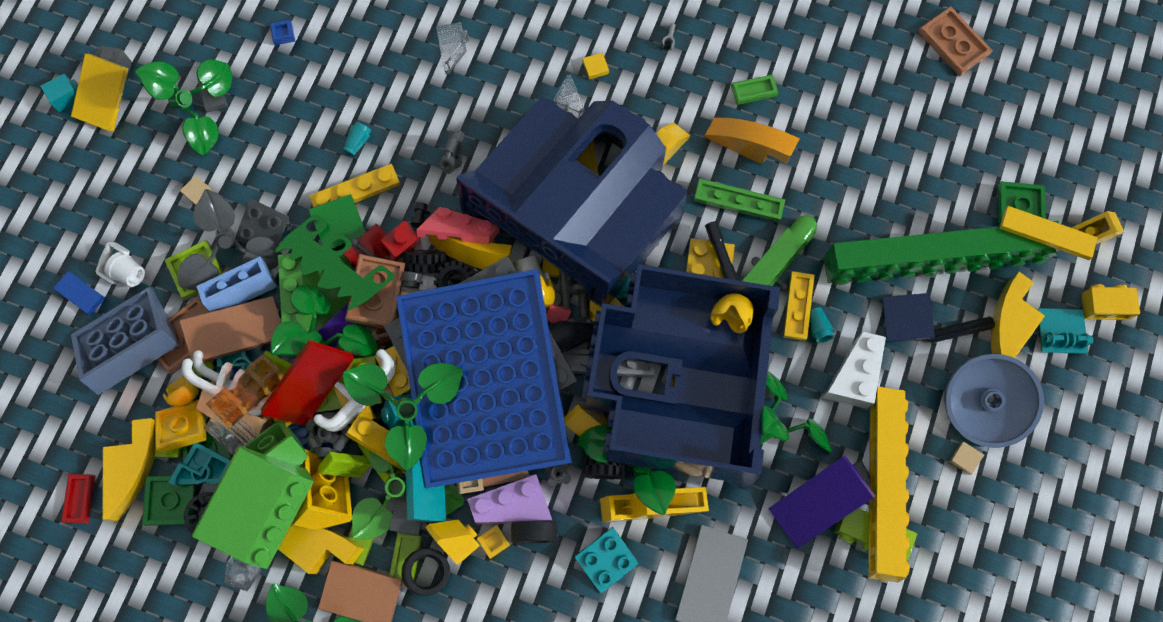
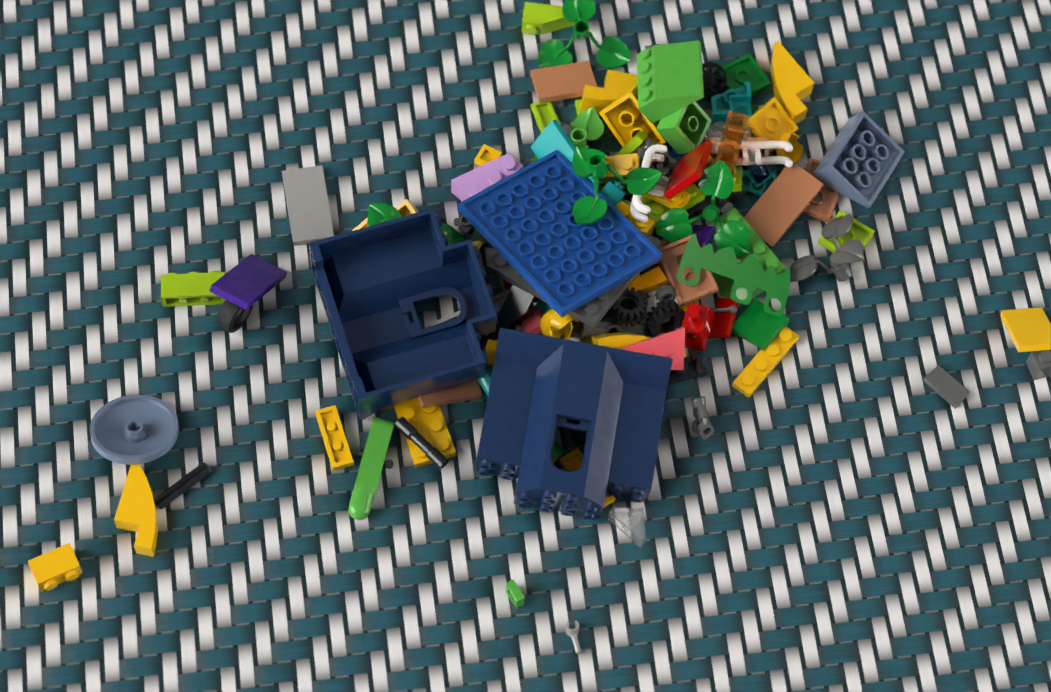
camera: 150 degrees right, 10 degrees down
(78, 498) = (810, 52): red tile -> none
(79, 293) = (922, 182): blue tile -> none
(119, 266) = (901, 210): white piece -> none
(160, 83) = (971, 333): green plant -> none
(194, 189) = (893, 298): tan tile -> none
(237, 285) = (802, 235): light blue brick -> none
(262, 221) = (818, 292): dark grey hinge -> none
(282, 32) = (926, 467): blue tile -> none
(356, 138) = (793, 402): teal cone -> none
(442, 579) = (531, 125): black tyre -> none
(452, 44) = (768, 523): clear slope -> none
(454, 538) = (518, 137): yellow slope -> none
(534, 532) = (458, 165): black tyre -> none
(595, 66) = (627, 572): yellow tile -> none
(606, 560) = (396, 181): teal hinge -> none
(673, 138) = (521, 527): yellow slope -> none
(703, 89) = (515, 594): none -> bright green tile
(735, 310) = (382, 377): yellow helmet -> none
(739, 200) = (429, 505): bright green plate -> none
(752, 139) = (446, 559): light orange slope -> none
(754, 89) = (467, 622): bright green tile -> none
(775, 428) = (311, 304): green plant -> none
(820, 326) = (307, 429): teal cone -> none
(859, 373) = (259, 400): white wedge -> none
(888, 483) = (200, 320): yellow brick -> none
(908, 317) = (233, 470): dark blue tile -> none
(931, 254) = (226, 533): green brick -> none
(966, 458) = (138, 382): tan tile -> none
(1021, 196) = (167, 624): green plate -> none
(1048, 233) = (141, 573): yellow tile -> none
(1064, 331) = (90, 526): teal hinge -> none
(1102, 226) = (89, 630): yellow slope -> none

